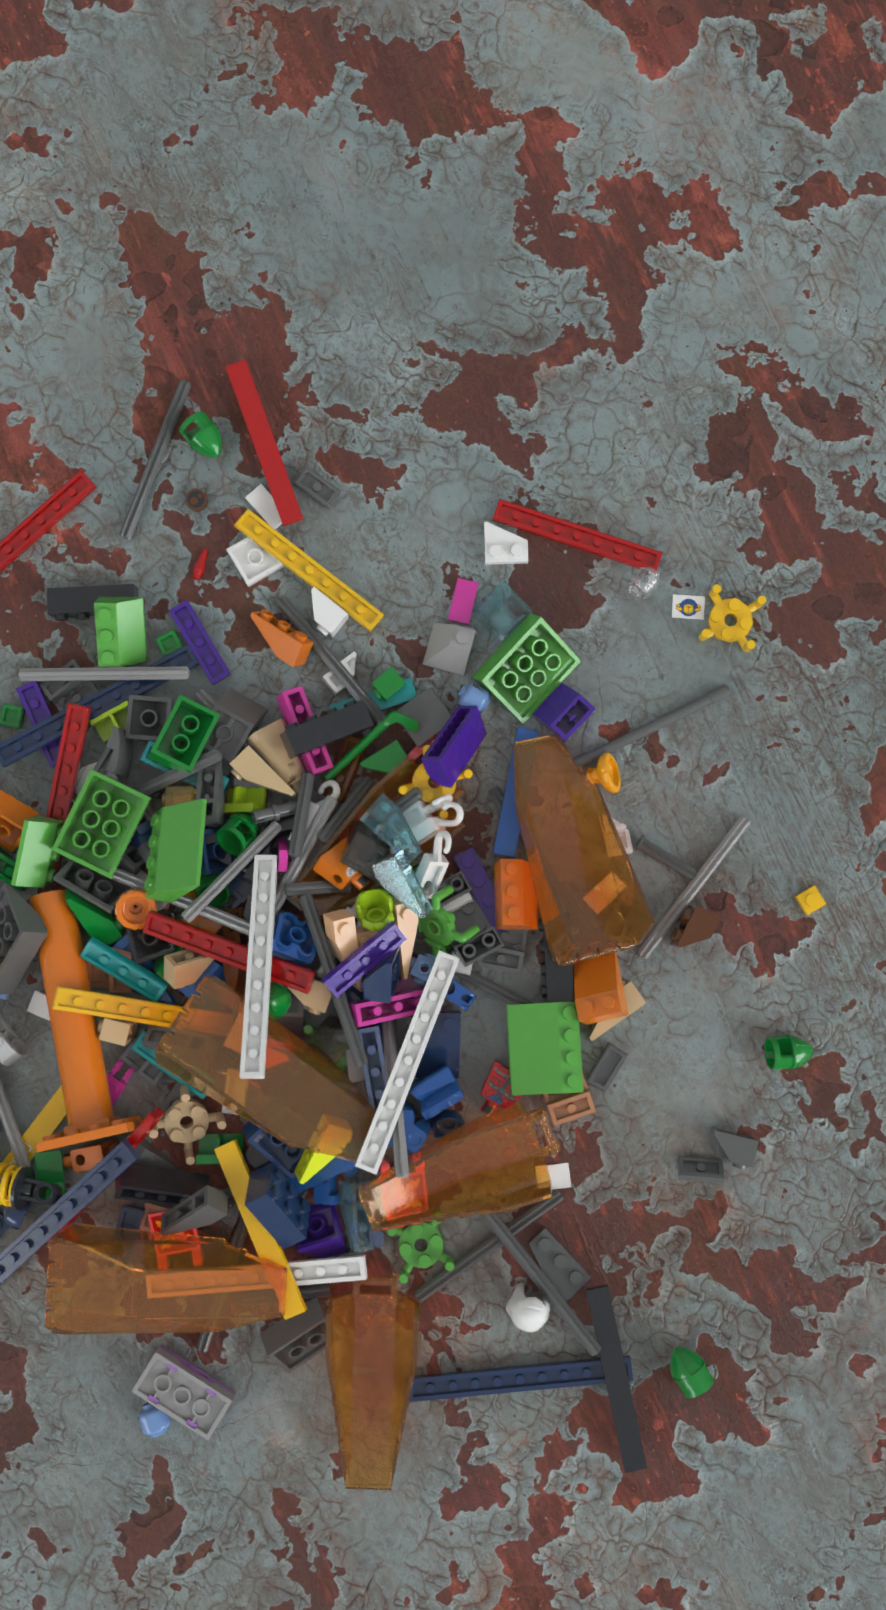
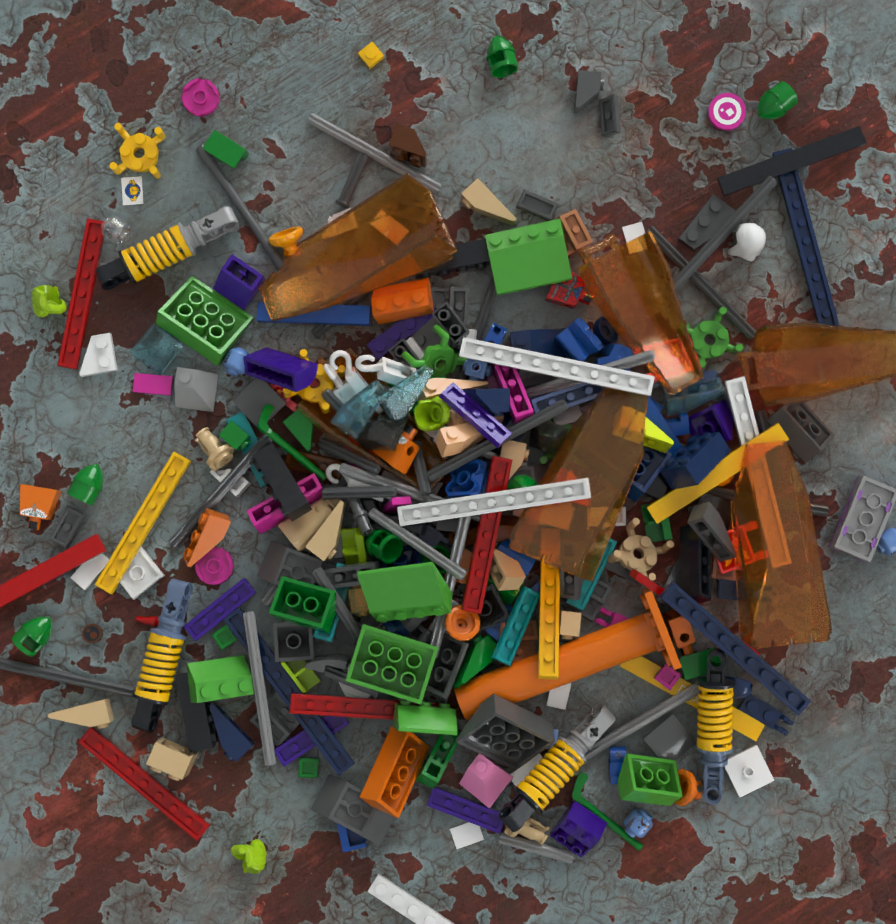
camera: 100 degrees left, 0 degrees up
(42, 567) = (171, 759): none -> tan brick
(42, 1129) = (667, 676): none -> dark pink tile
(56, 637) = (232, 737): none -> dark blue slope
(107, 485) = (91, 714): none -> tan slope
(155, 571) = (162, 658): none -> piece
(248, 643) = (215, 566): none -> dark pink tile
(327, 614) = (179, 500): white slope -> none
(347, 458) = (38, 504): none -> orange torso
(359, 514) = (87, 484): none -> green helmet
(372, 663) = (218, 454): none -> tan piece
(572, 496) = (46, 301): none -> lime hair
(599, 989) = (472, 218): orange slope -> none
(612, 636) = (166, 250): none -> piece
(687, 1309) = (726, 111): none -> dark pink tile
(719, 717) = (225, 149): none -> green panel
(786, 697) = (200, 97): none -> dark pink tile

